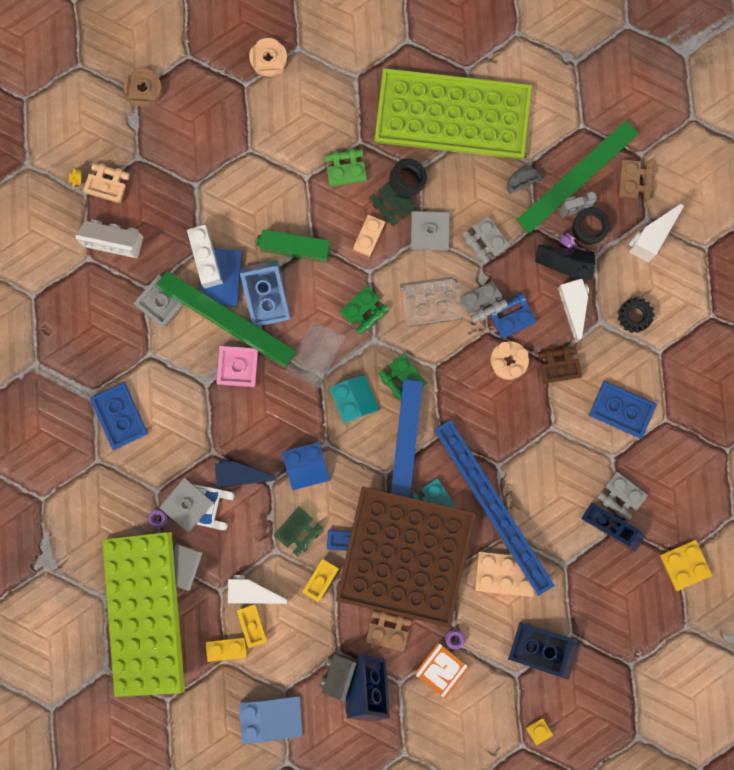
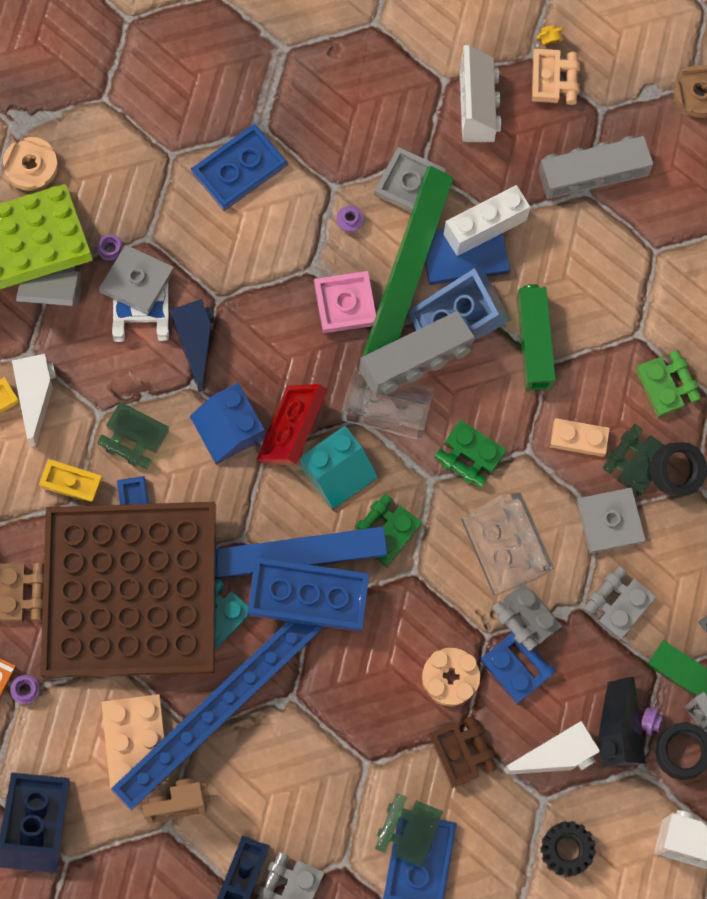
camera: 70 degrees right, 10 degrees down
(92, 560) = (35, 178): none -> light nougat plate
(177, 355) = (350, 226): none -> medium lavender plate
(181, 173) = (595, 167): none -> light grey brick
(292, 327) = (416, 354): none -> light grey brick
(318, 422) = (292, 424): none -> red plate
(438, 439) = (308, 594): none -> blue plate
(555, 548) = (186, 800): none -> medium nougat plate
(608, 407) = (417, 834): none -> clear green plate

